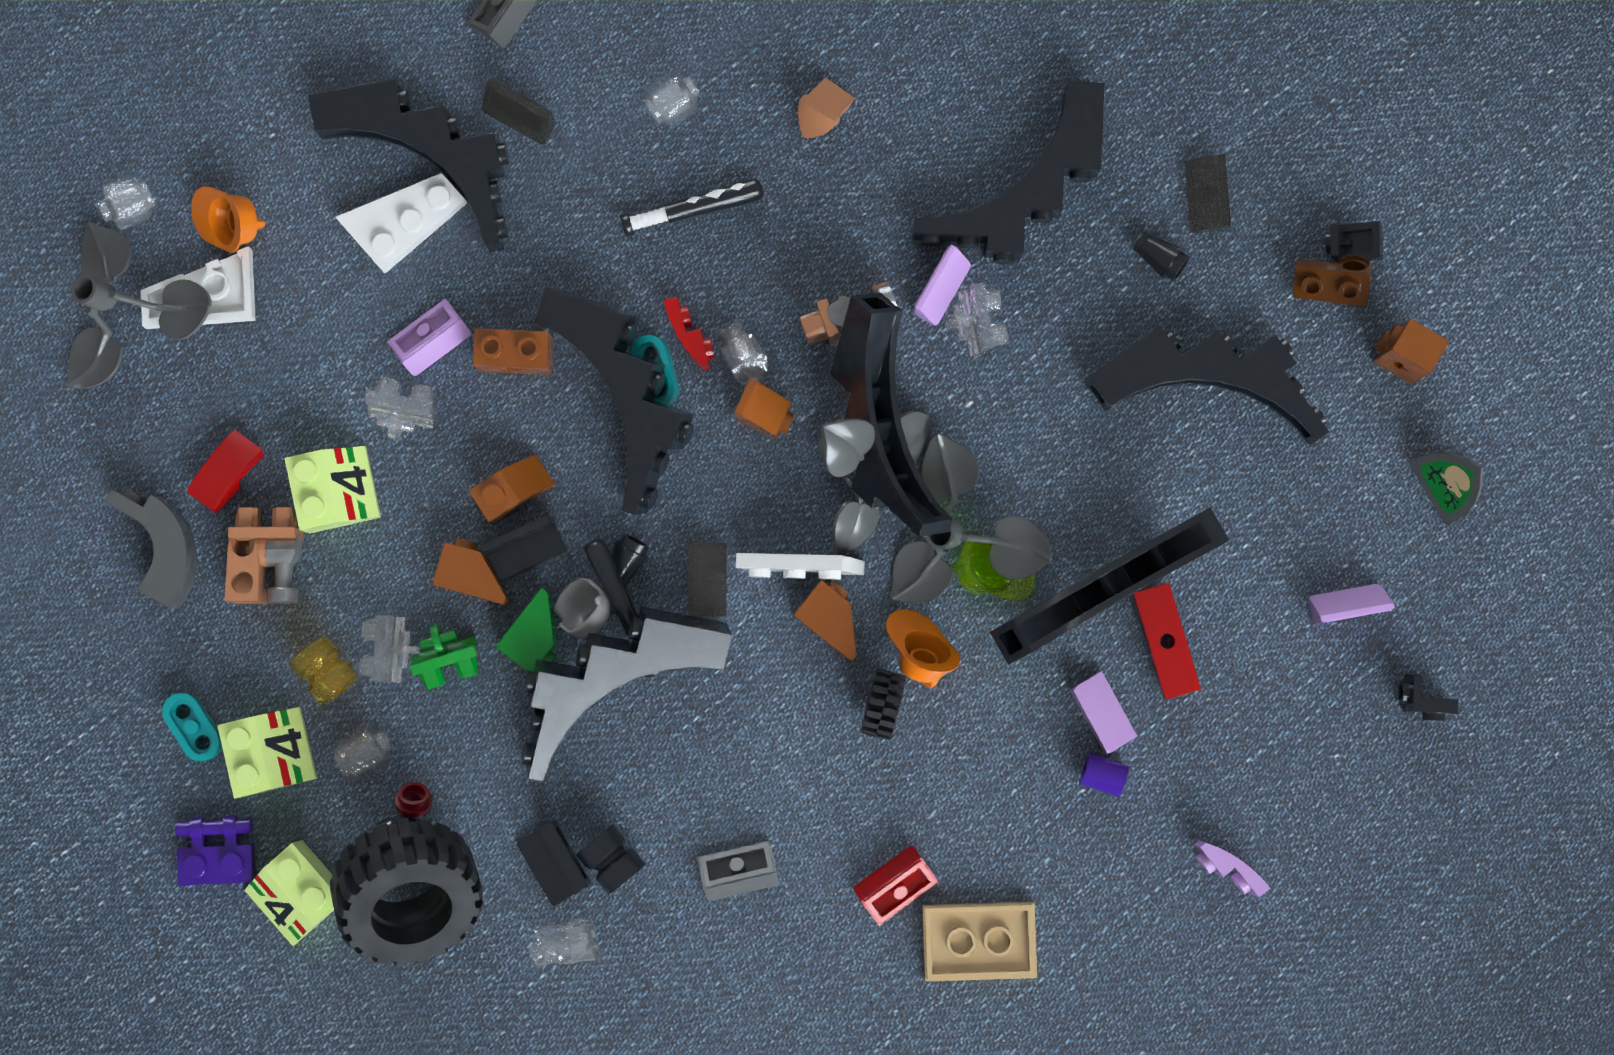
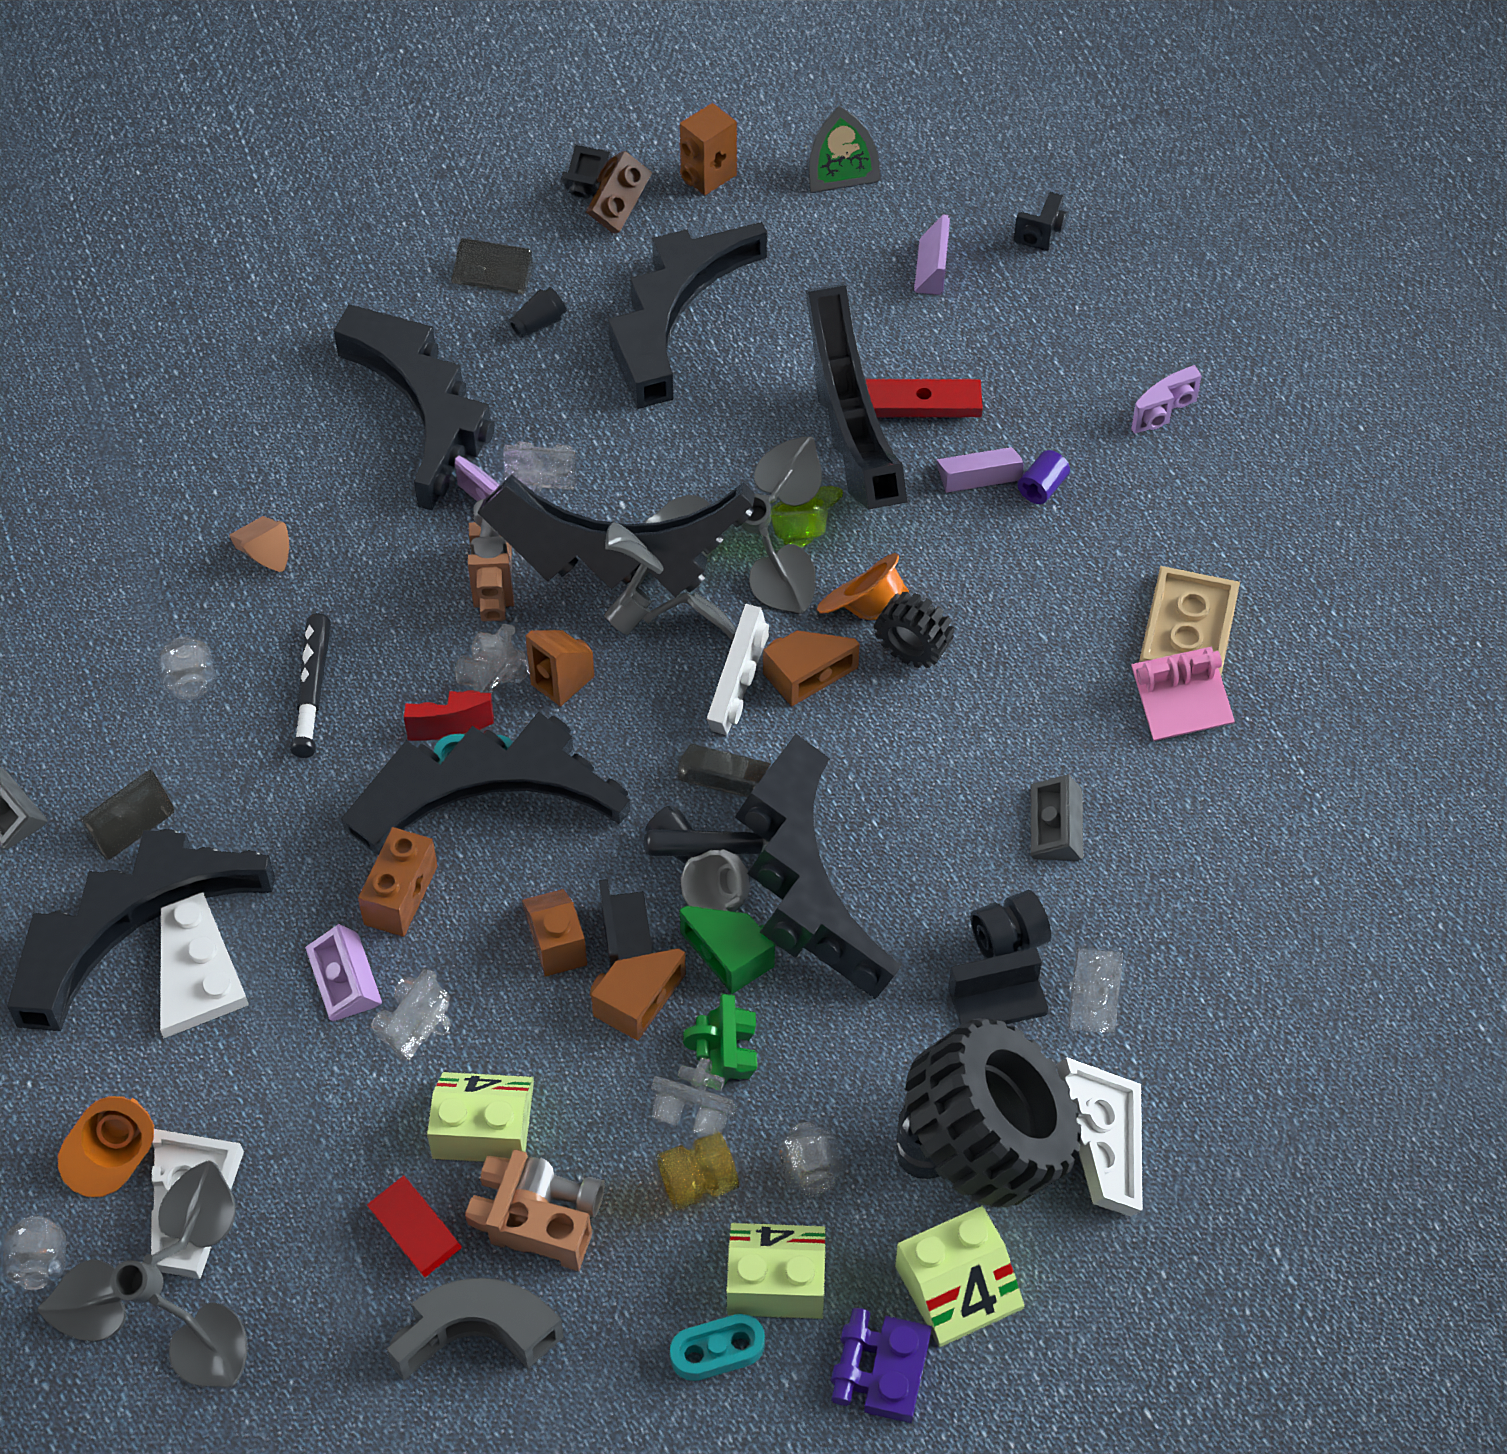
camera: 75 degrees left, 30 degrees down
(413, 800) = (881, 1118): dark red plate -> none
(444, 981) = (1110, 1134): none -> white wing
(894, 952) = (1183, 693): none -> bright pink hinge
(895, 885) = (1108, 682): red slope -> none

